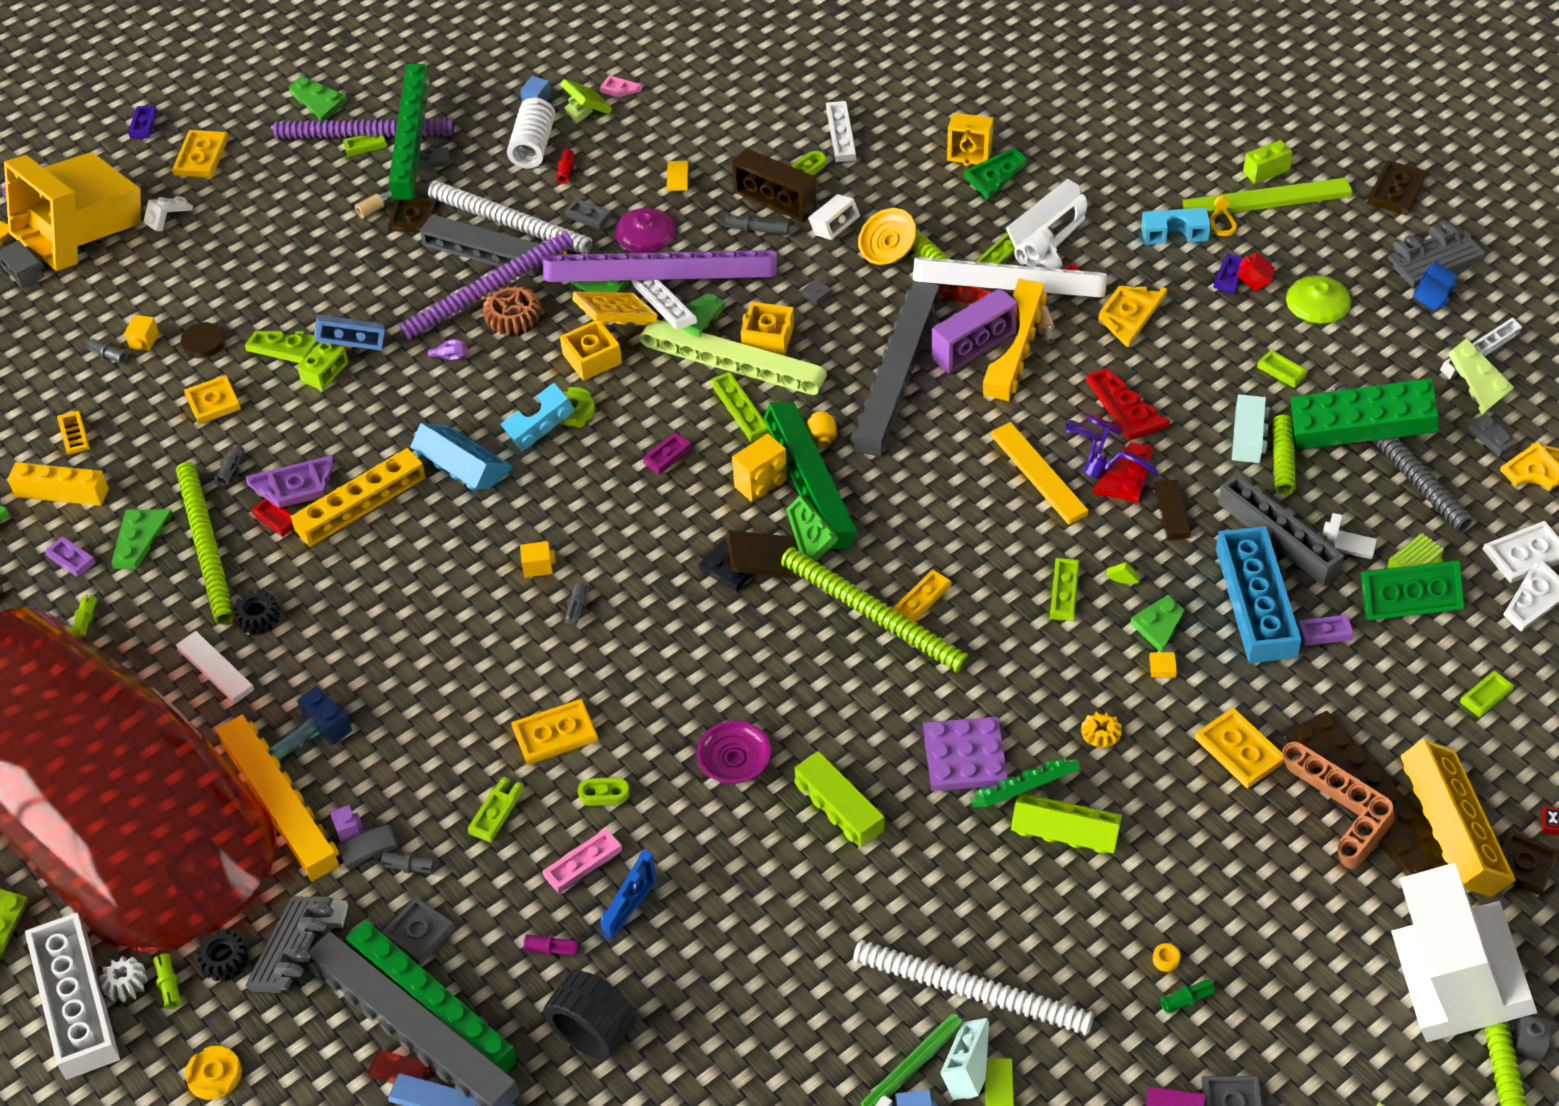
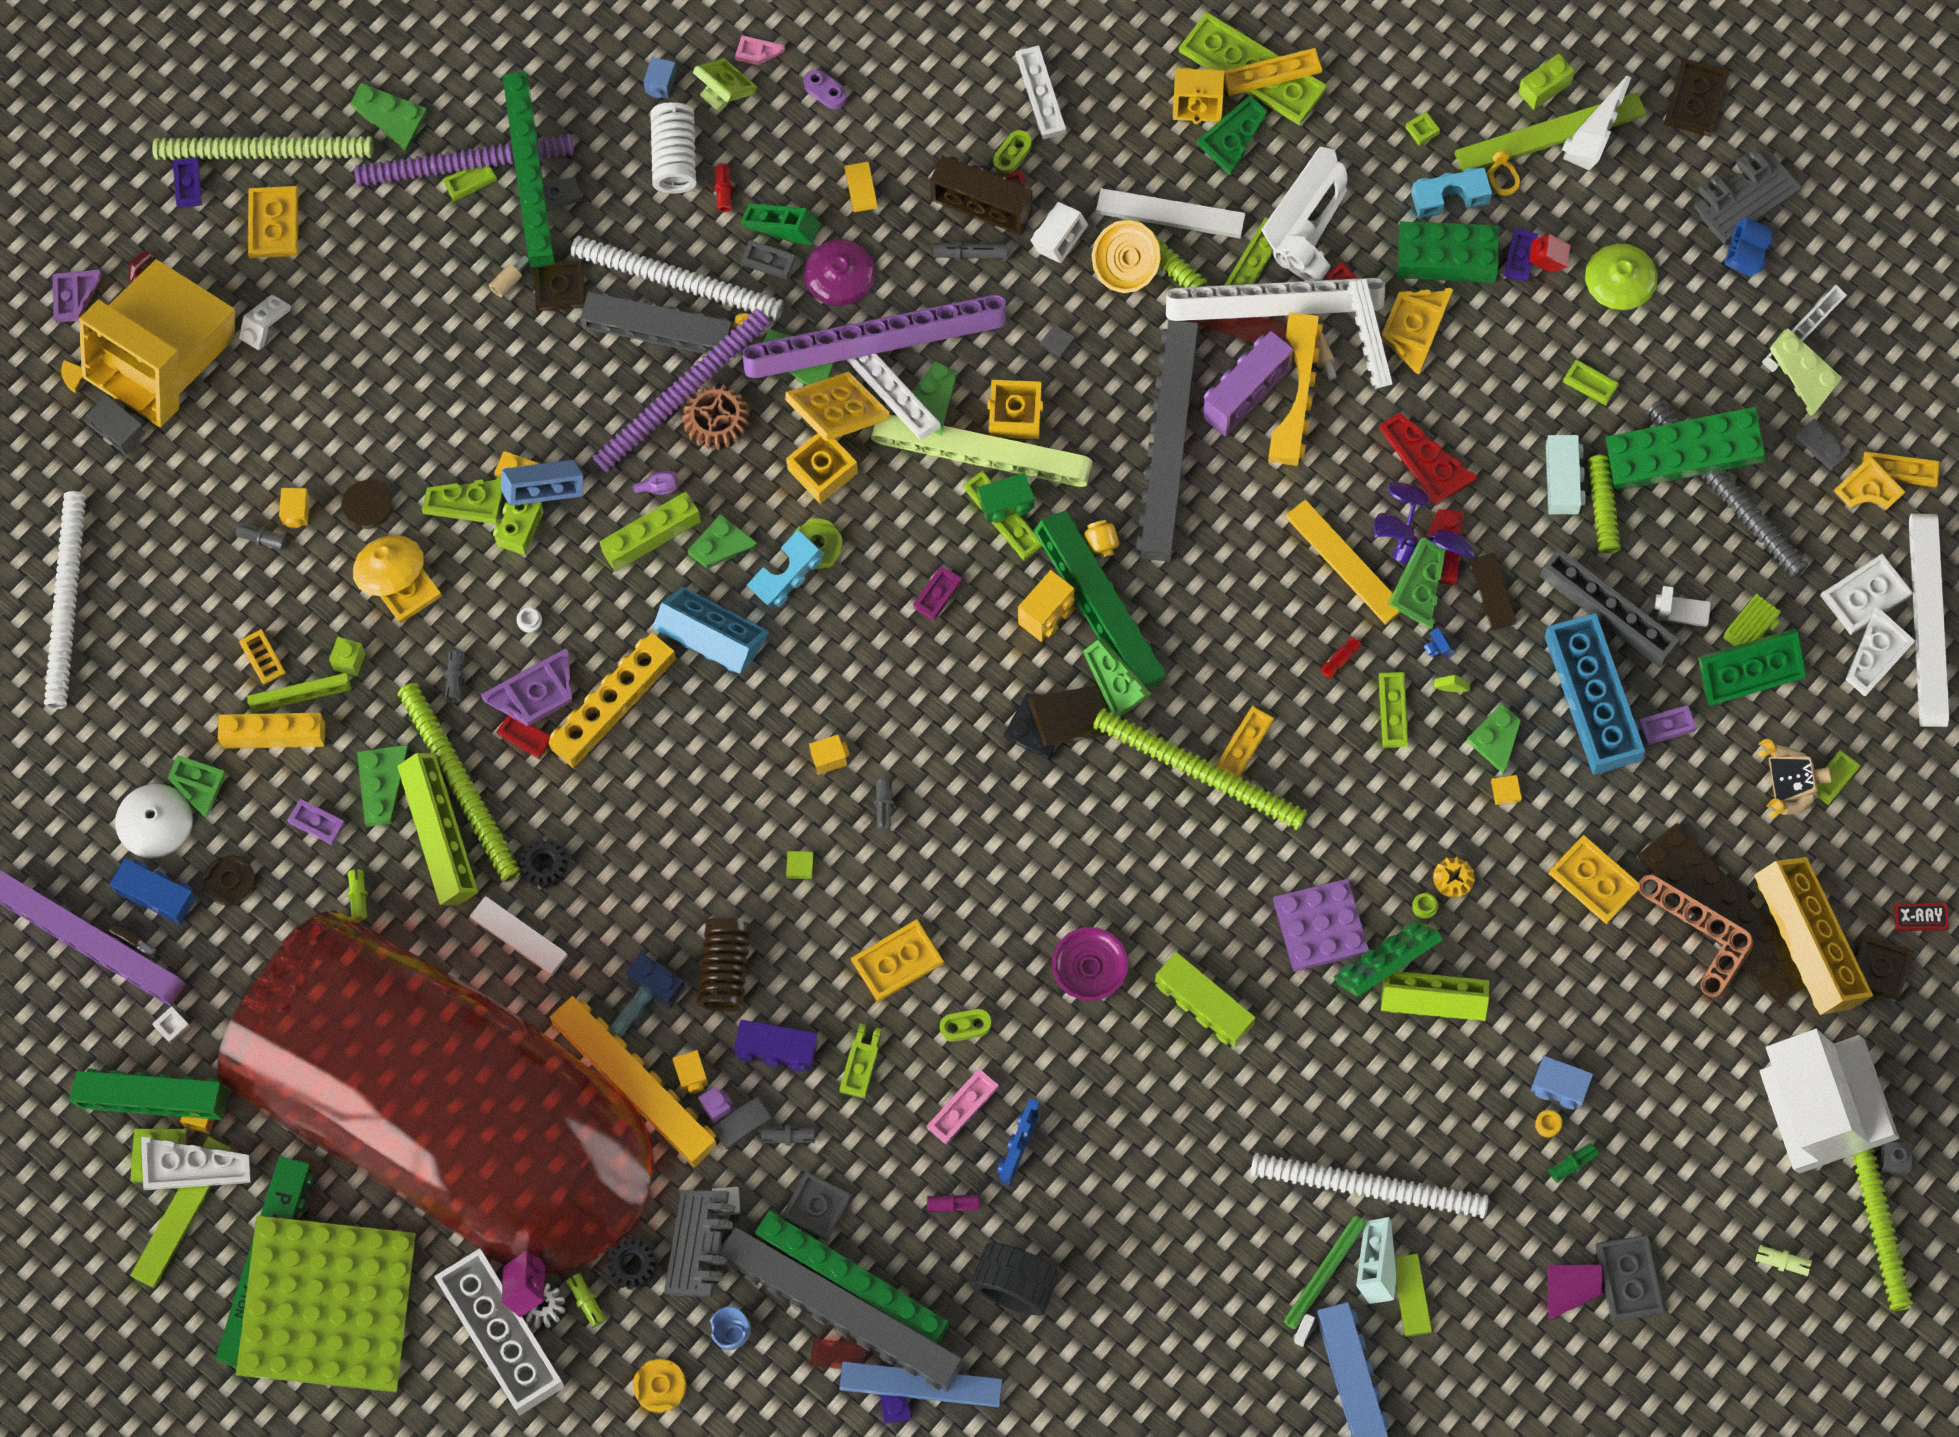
camera: 10 degrees left, 20 degrees up
(96, 459) = (299, 693): none -> lime tile
(105, 948) = (523, 1283): none -> magenta brick
(143, 439) = (347, 656): none -> lime brick
(170, 573) = (437, 829): none -> lime brick
(201, 378) = (387, 565): none -> yellow hat
(211, 106) = (263, 147): none -> yellowish green piece
(297, 1025) = (730, 1328): none -> medium blue hair
(308, 432) = (529, 620): none -> white plate
(331, 793) = (690, 1072): none -> yellow brick
(389, 708) = (723, 964): none -> dark brown piece
(419, 783) = (775, 1045): none -> dark purple brick
(431, 380) = (650, 531): none -> lime brick
(486, 643) = (799, 865): none -> lime tile
(489, 398) = (720, 543): none -> bright green wing
(607, 190) = (782, 222): none -> green slope
(666, 114) = (823, 88): none -> medium lavender plate
(743, 387) = (1006, 498): none -> green brick
(938, 219) = (1170, 213): none -> white tile
(1022, 542) = (1341, 657): none -> red axle
(1025, 134) = (1223, 48): none -> lime plate
(1035, 132) = (1272, 71): none -> yellow tile
(1069, 748) = (1425, 906): none -> lime plate
(1088, 307) = (1369, 333): none -> white piece
(1102, 492) = (1418, 584): none -> bright green wing
(1115, 542) = (1439, 645): none -> blue tile
(1157, 183) = (1422, 128): none -> lime plate
(1166, 263) = (1447, 252): none -> green brick
(1184, 919) = (1561, 1083): none -> medium blue brick
(1301, 197) = (1590, 139): none -> white wedge
(1444, 683) = (1792, 779): none -> torso

